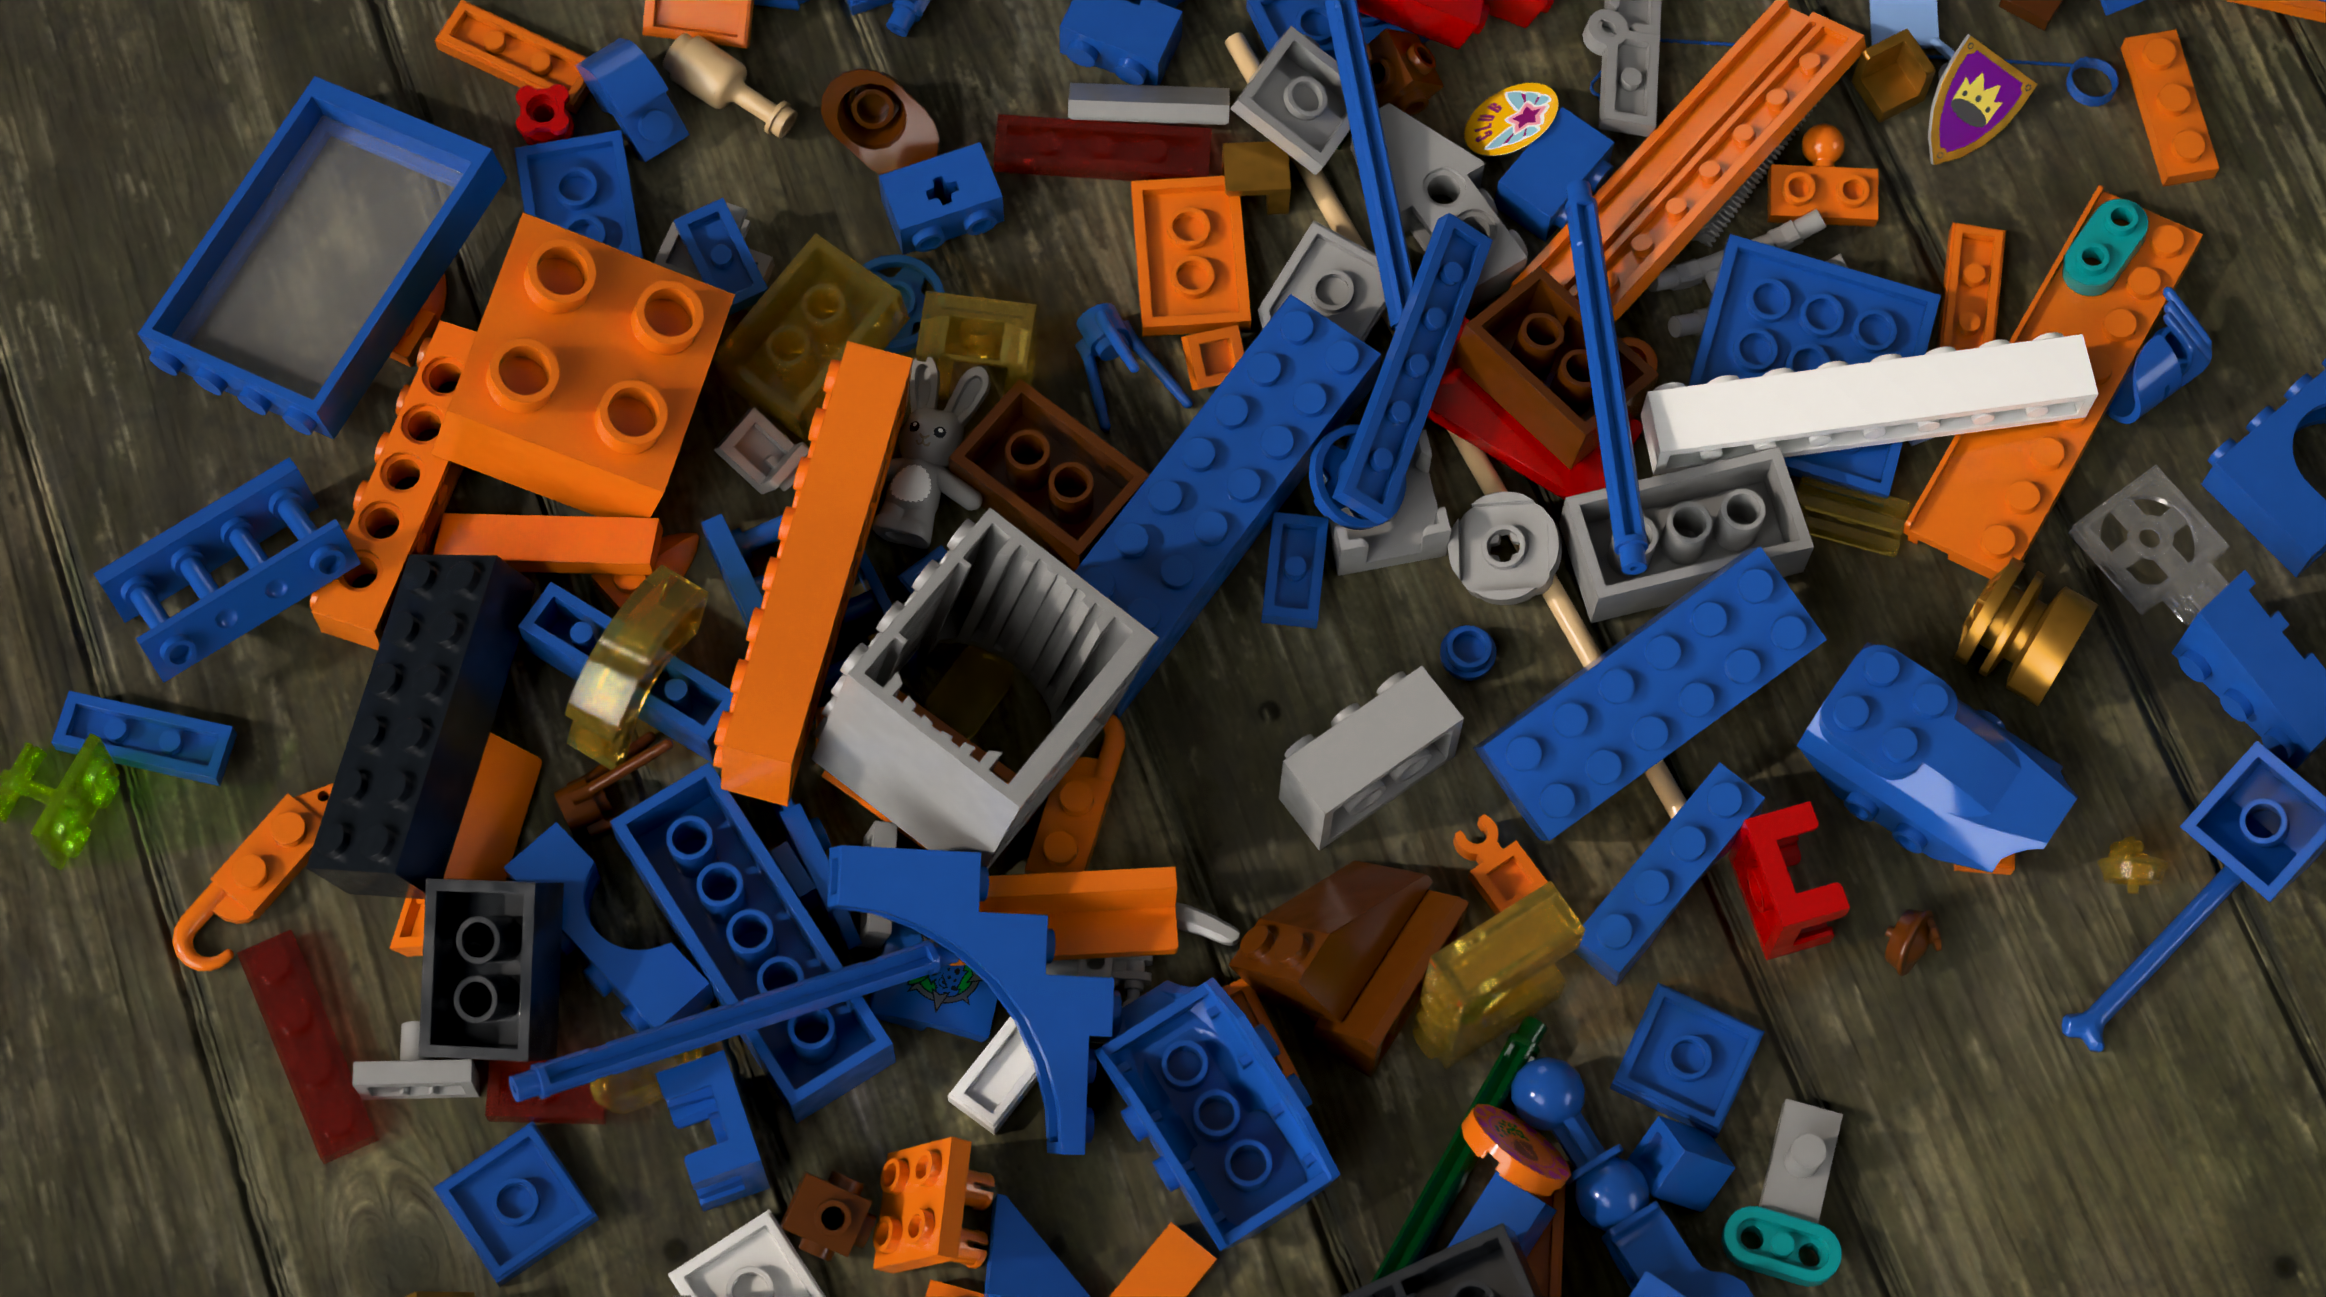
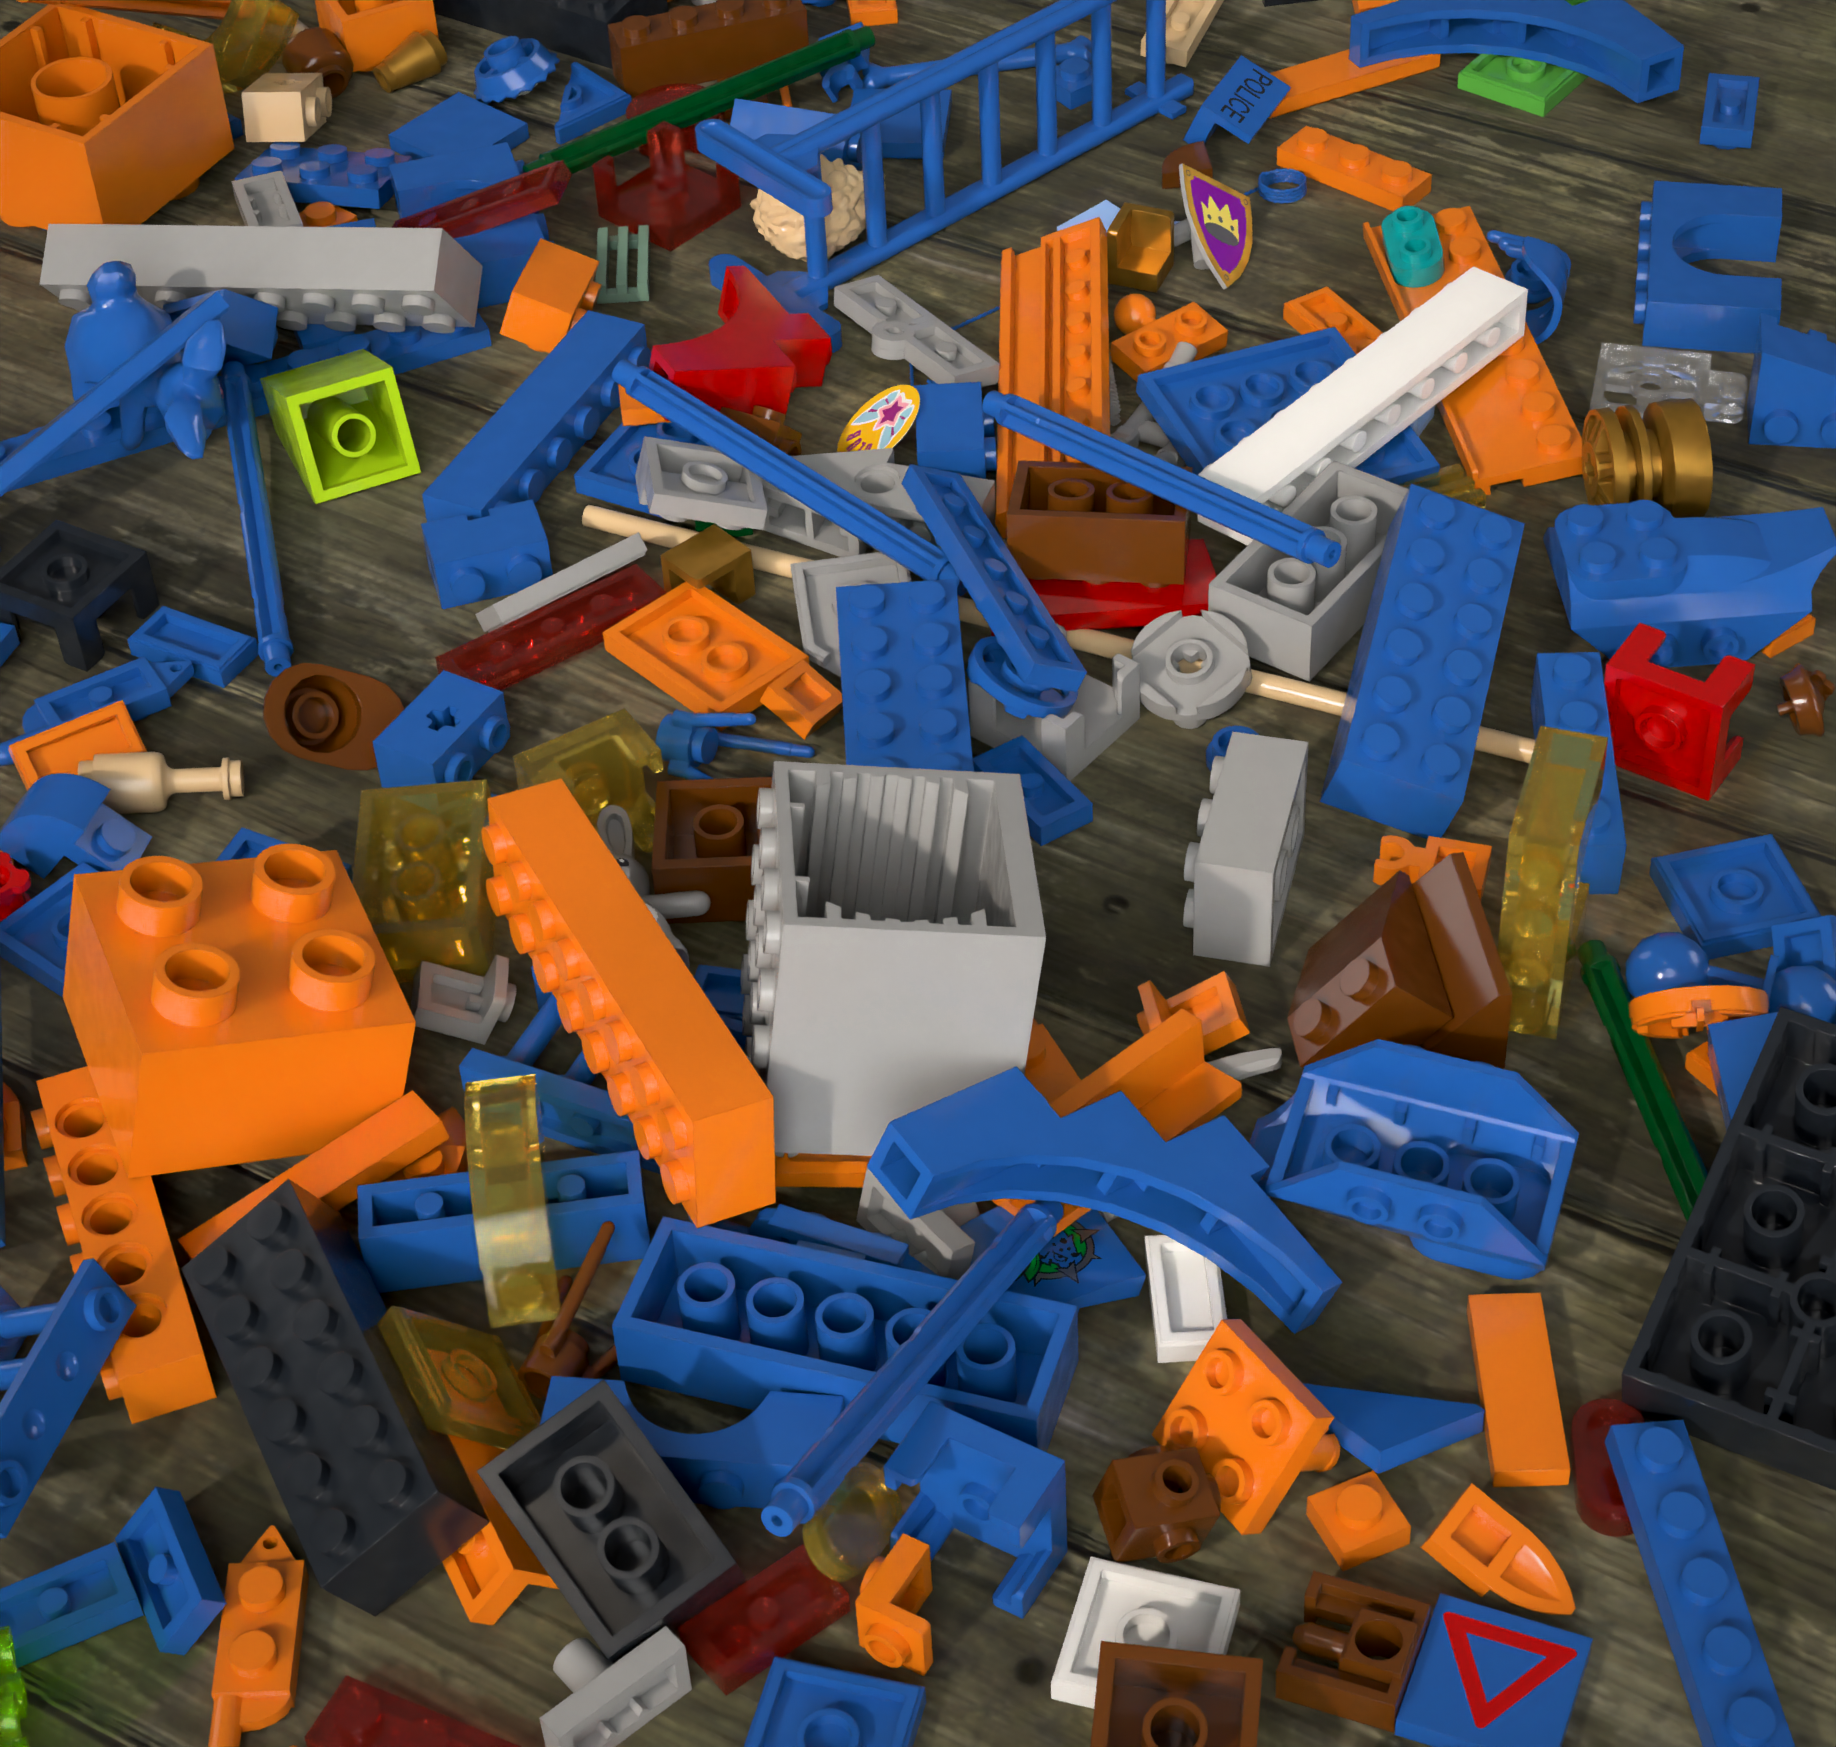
camera: 35 degrees left, 25 degrees down
(250, 772) = (170, 1571): none -> blue plate
(506, 778) = (459, 1378): none -> clear yellow tile
(628, 1139) = (889, 1604): none -> orange bracket
(1209, 860) = (1212, 1001): none -> orange bracket

